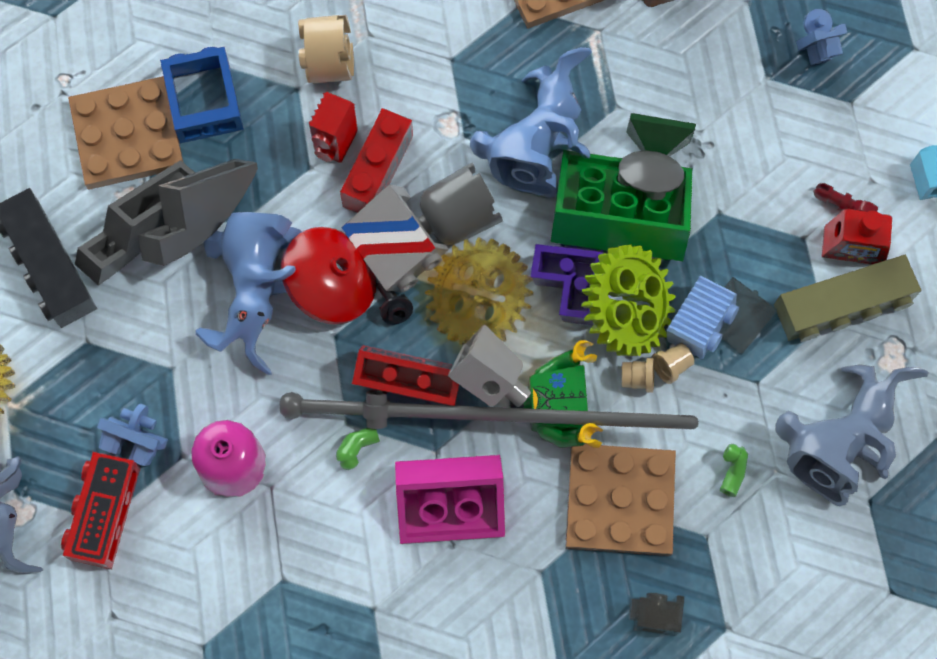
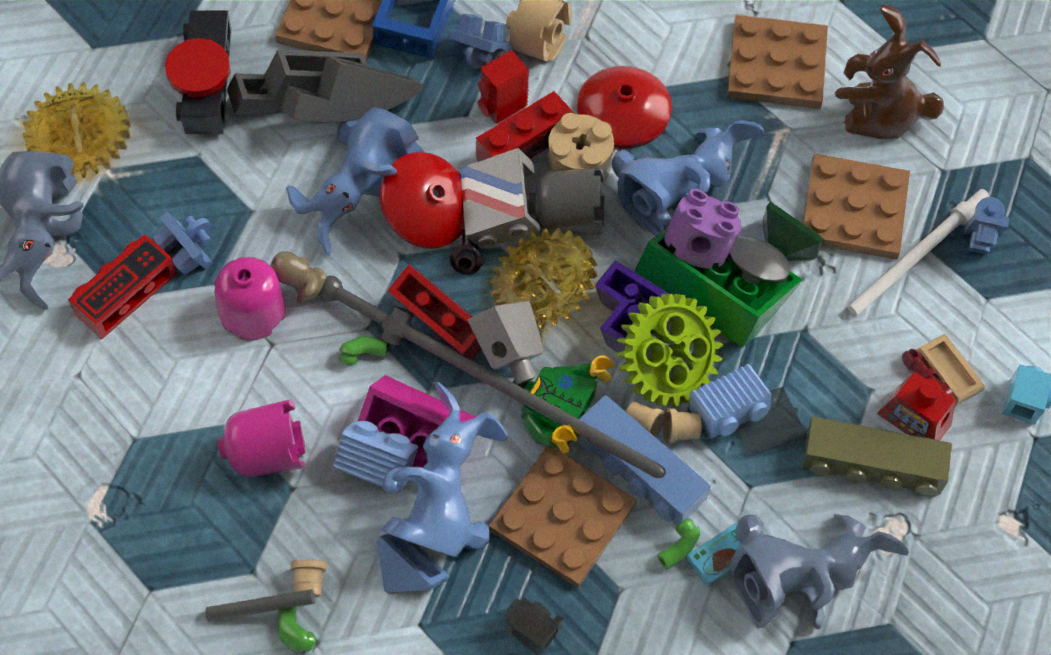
camera: 30 degrees right, 10 degrees down
(40, 261) = (197, 67): none -> red tile
(257, 410) = (298, 273): none -> dark tan animal
(282, 96) = (480, 44): none -> medium blue hips
(327, 586) = (263, 440): none -> dark pink cylinder
(433, 135) = (580, 144): none -> tan brick
(435, 542) = (373, 453): none -> light blue brick
(445, 102) = (632, 118): none -> red dish
(519, 622) = (407, 566): none -> medium blue slope
(526, 567) = (440, 510): none -> medium blue animal
(595, 174) = (703, 229): none -> medium lavender brick
(626, 396) = (675, 494): none -> medium blue brick
(697, 73) = (857, 205): none -> medium nougat plate
(769, 459) = (714, 557): none -> medium azure tile
(789, 36) = (959, 215): none -> white bar
(859, 182) = (951, 368): none -> tan tile

